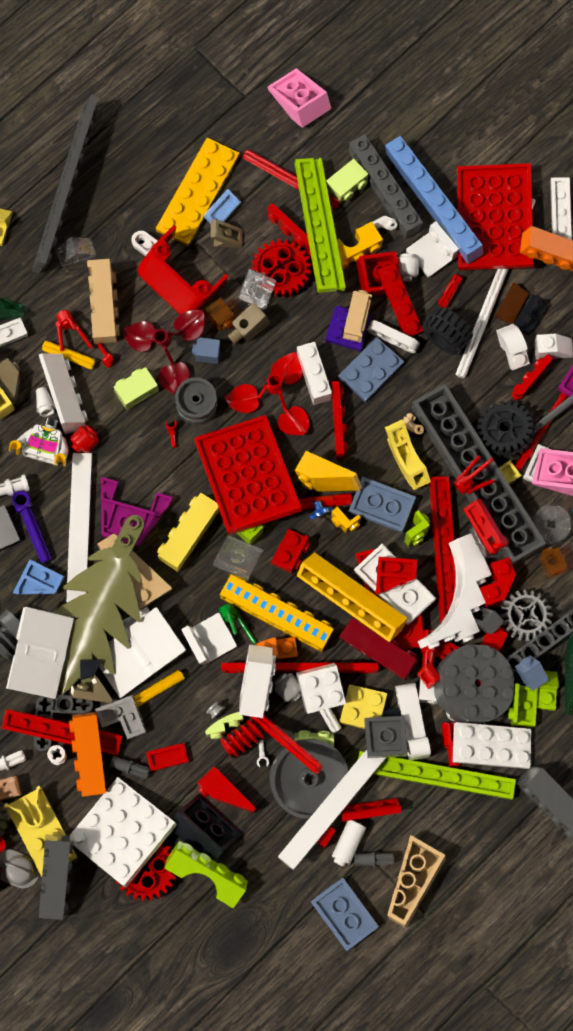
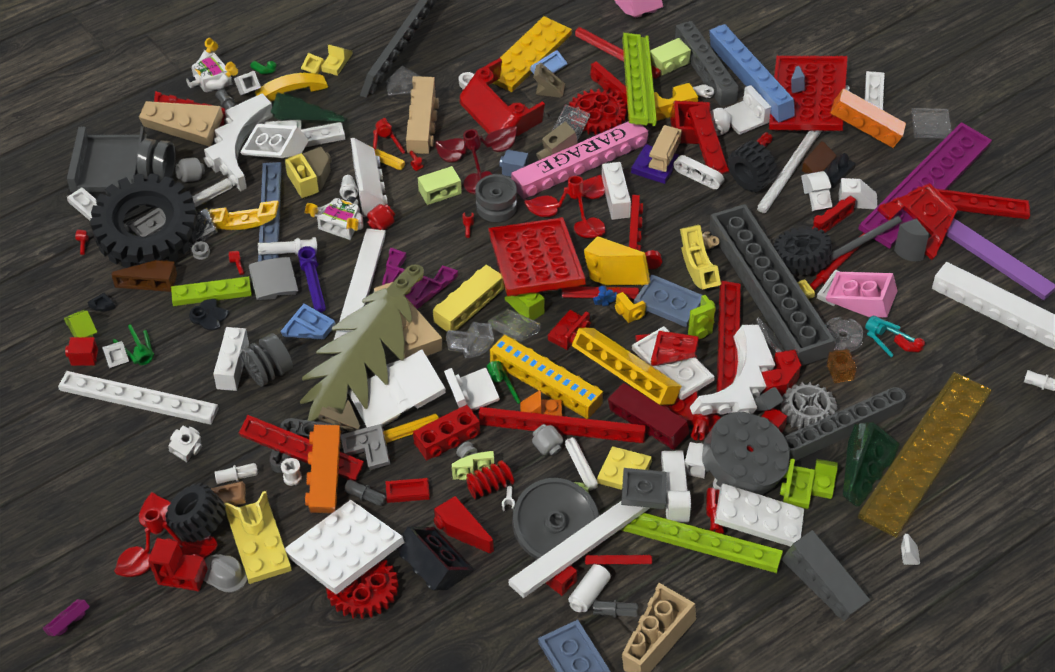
camera: 10 degrees right, 25 degrees down
(39, 652) = (294, 372): white piece -> none
(54, 876) = (262, 573): dark grey wedge -> none
(88, 668) = (341, 396): black tile -> none
(186, 860) = (448, 609): lime arch -> none
(194, 681) = (446, 432): none -> red brick
(200, 583) = (473, 342): none -> clear brick
(220, 315) = (531, 139): clear orange brick -> none
(257, 681) = (514, 419): white brick -> none
(269, 336) = (579, 158): none -> bright pink brick
(291, 745) = (533, 473): red axle -> none
(321, 688) = (581, 436): white brick -> none
(360, 456) = (653, 259): none -> red tile
(370, 369) = (673, 196): sand blue plate -> none
(429, 675) = (698, 437): red tile -> none
(465, 482) = (756, 279): red plant -> none
(484, 209) = (798, 80): none -> sand blue slope
(485, 526) = (772, 317): red plate -> none
(531, 673) = (809, 449): sand blue brick -> none

